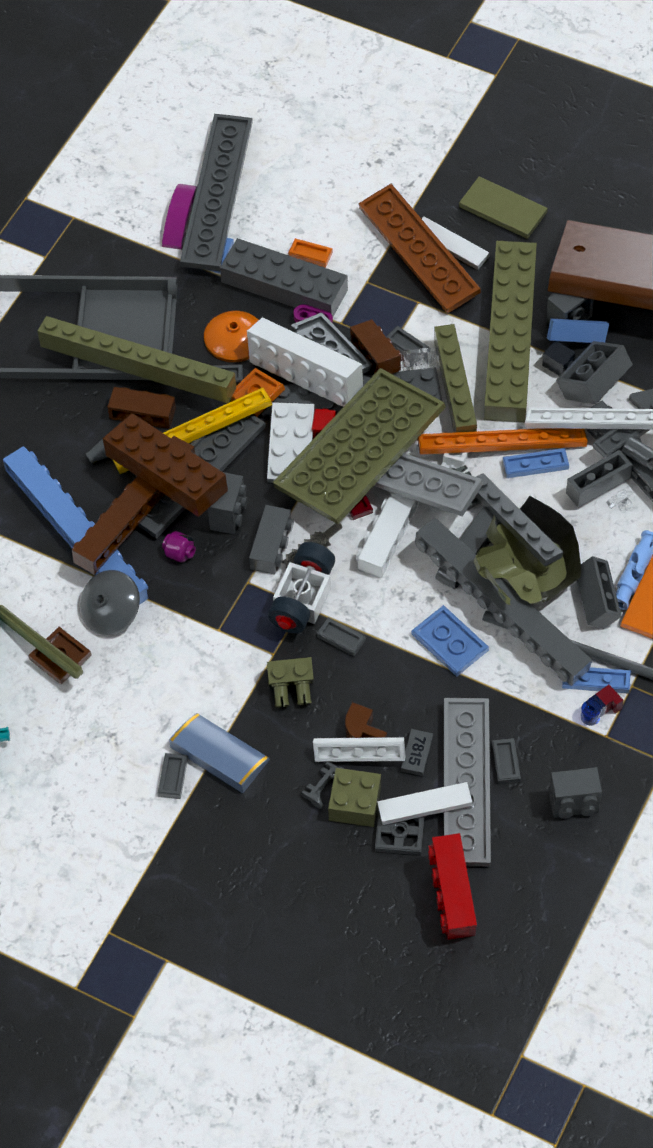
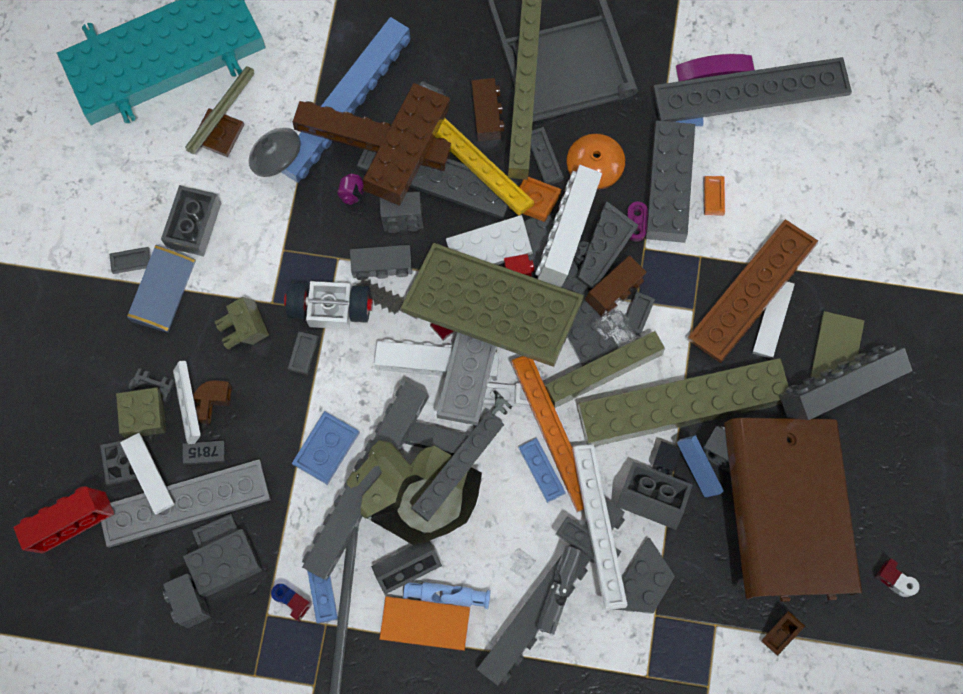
camera: 75 degrees right, 15 degrees up
(155, 698) = (191, 220): none -> dark grey brick
(539, 197) = (845, 382): none -> dark grey brick
(540, 752) = (222, 563): none -> dark grey brick
(598, 478) = (534, 533): dark grey brick -> none

